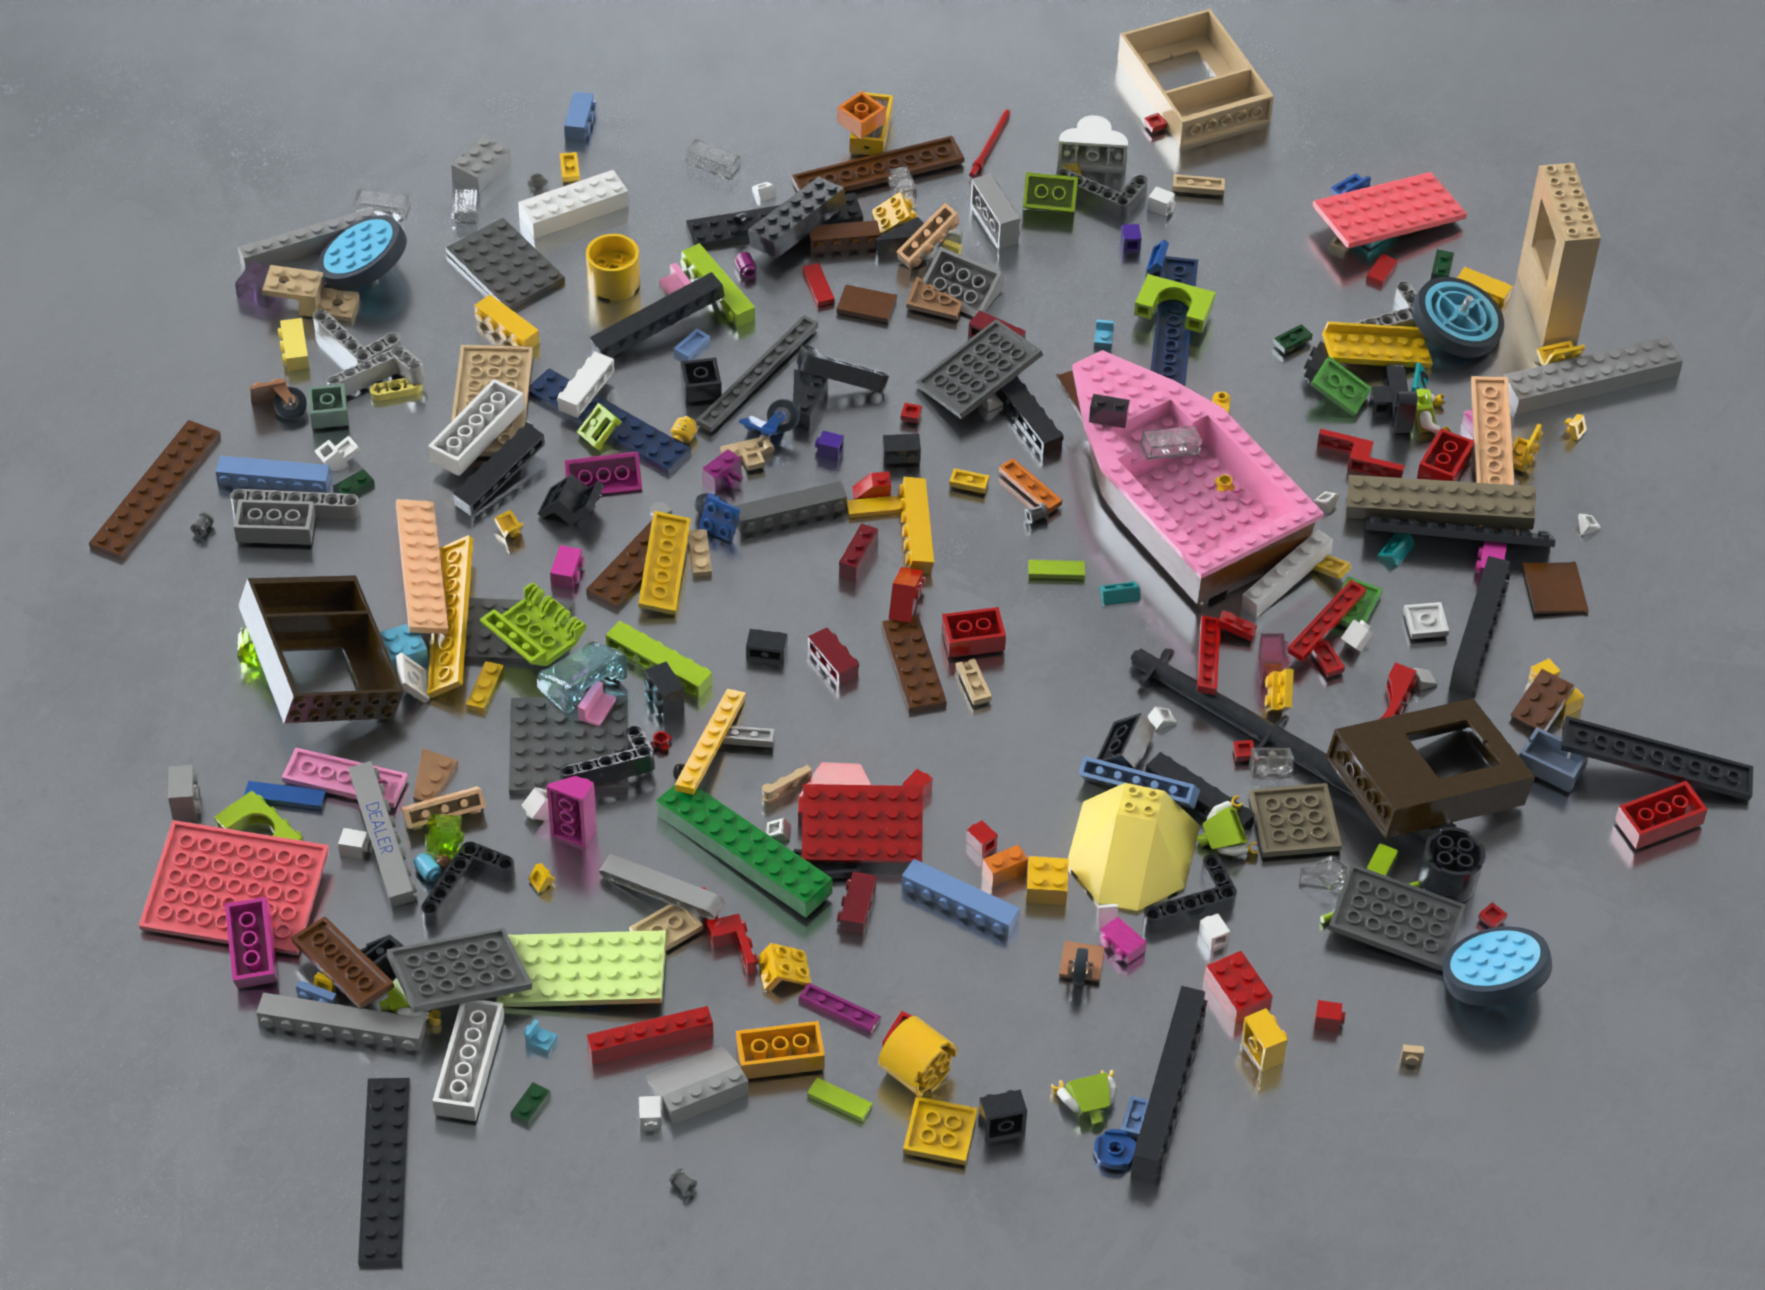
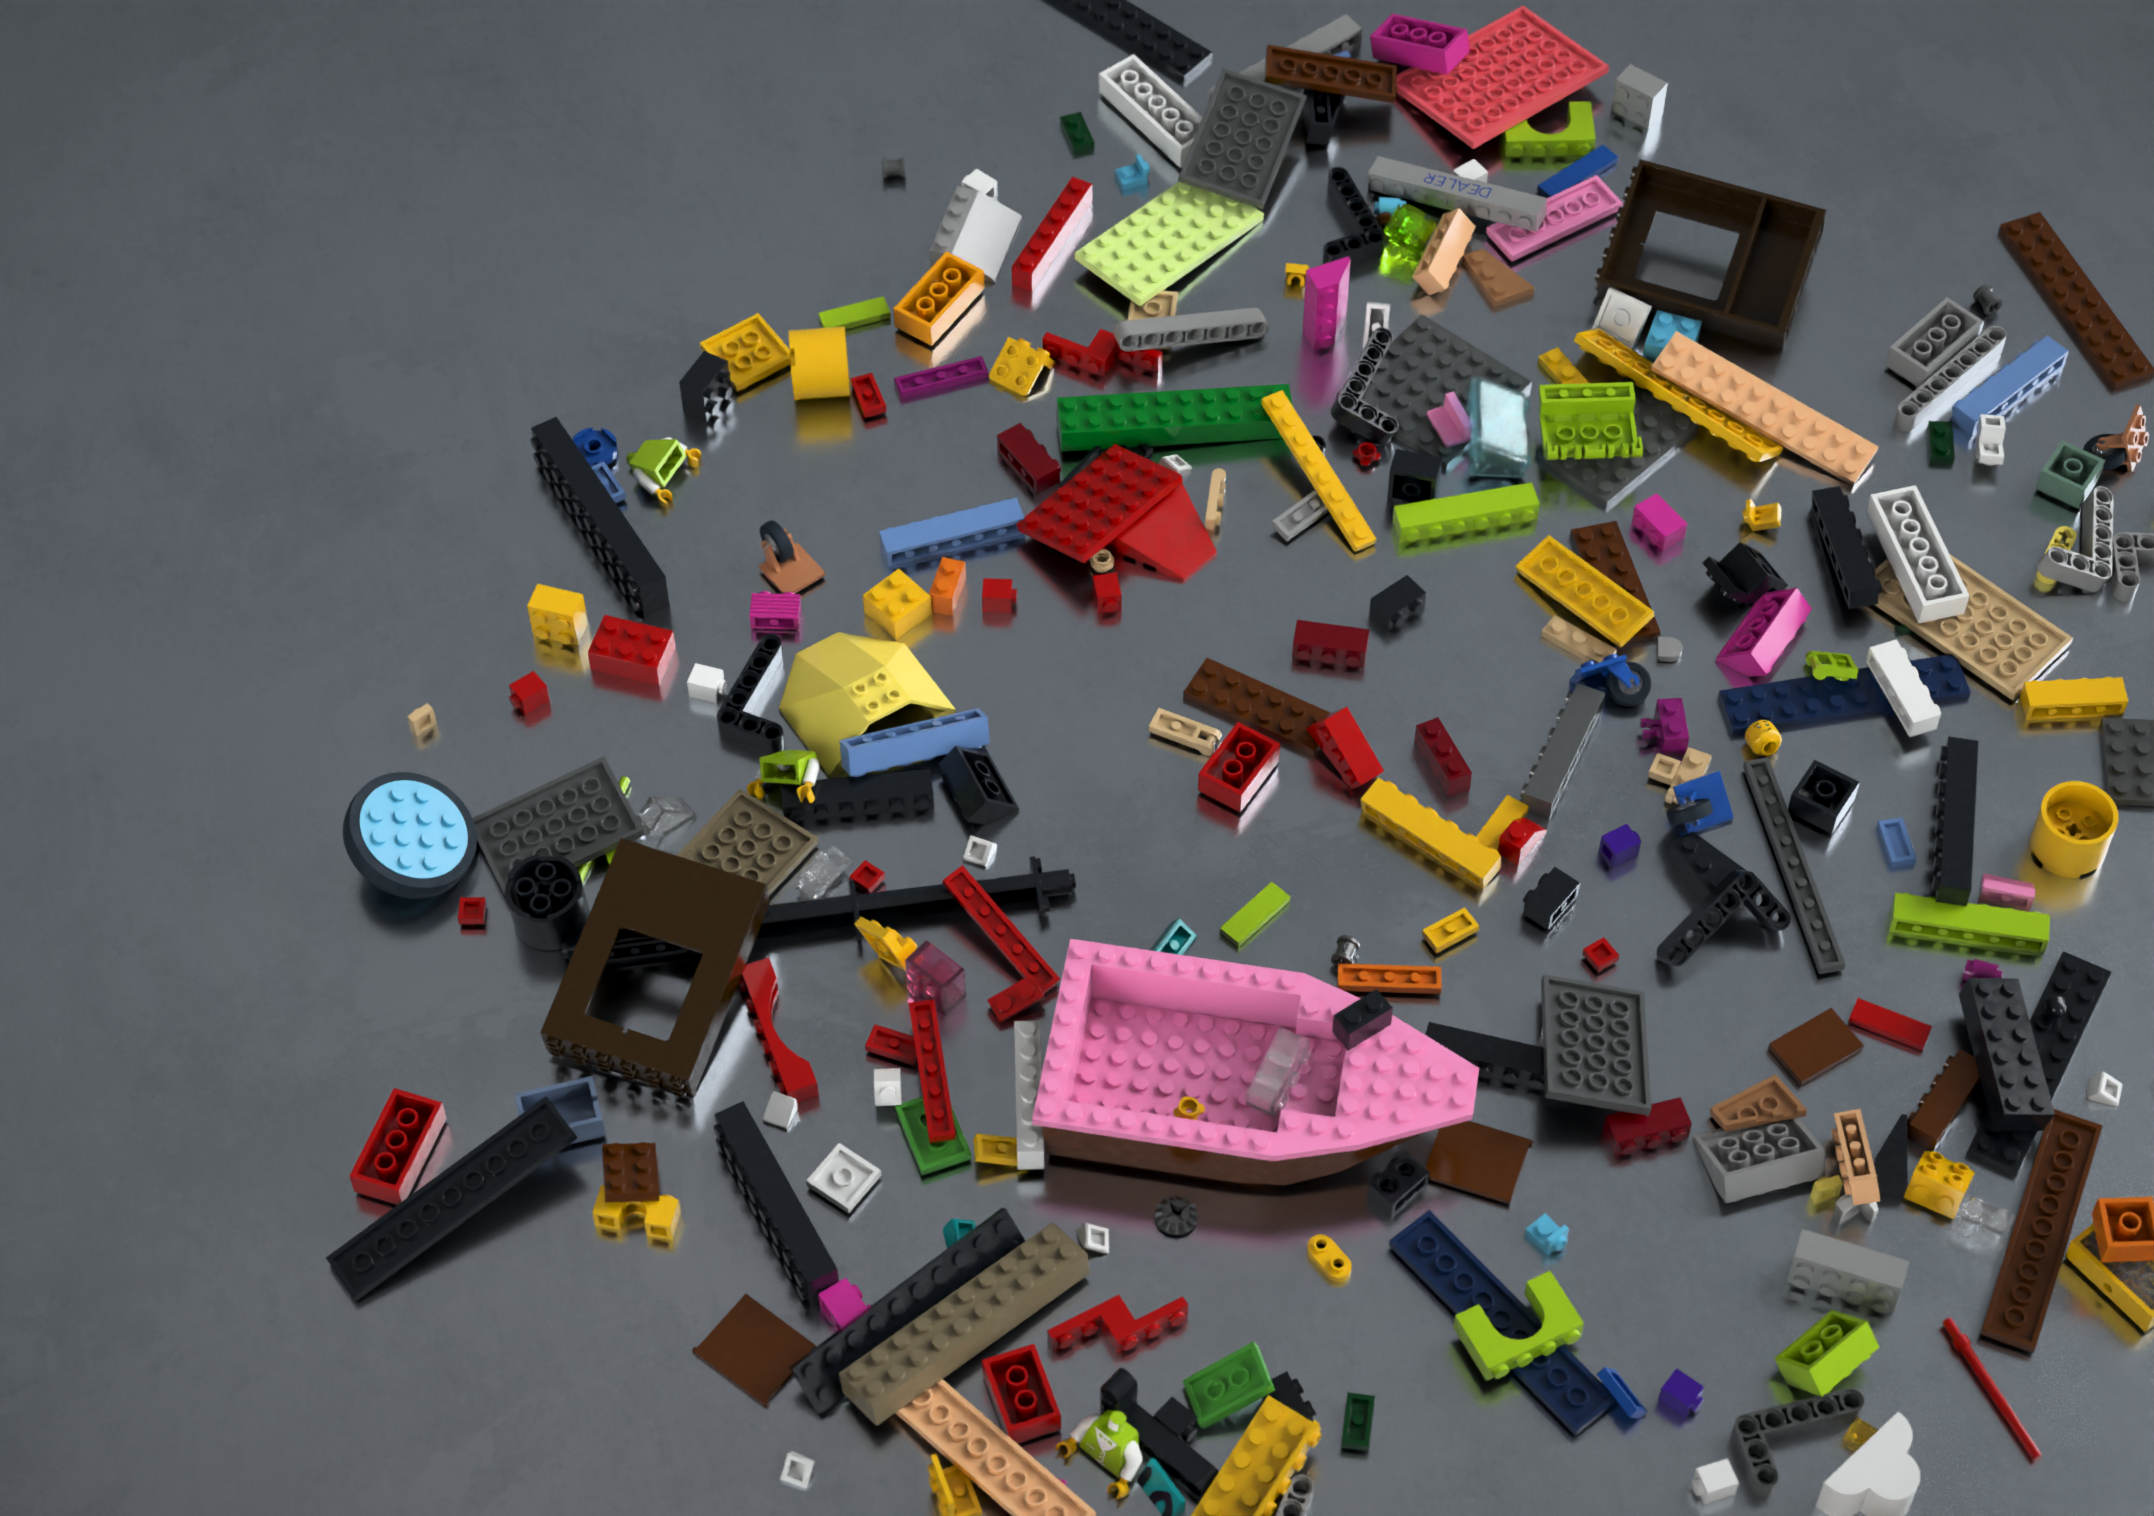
camera: 135 degrees right, 5 degrees up
(1106, 914) = (814, 624): slope -> none

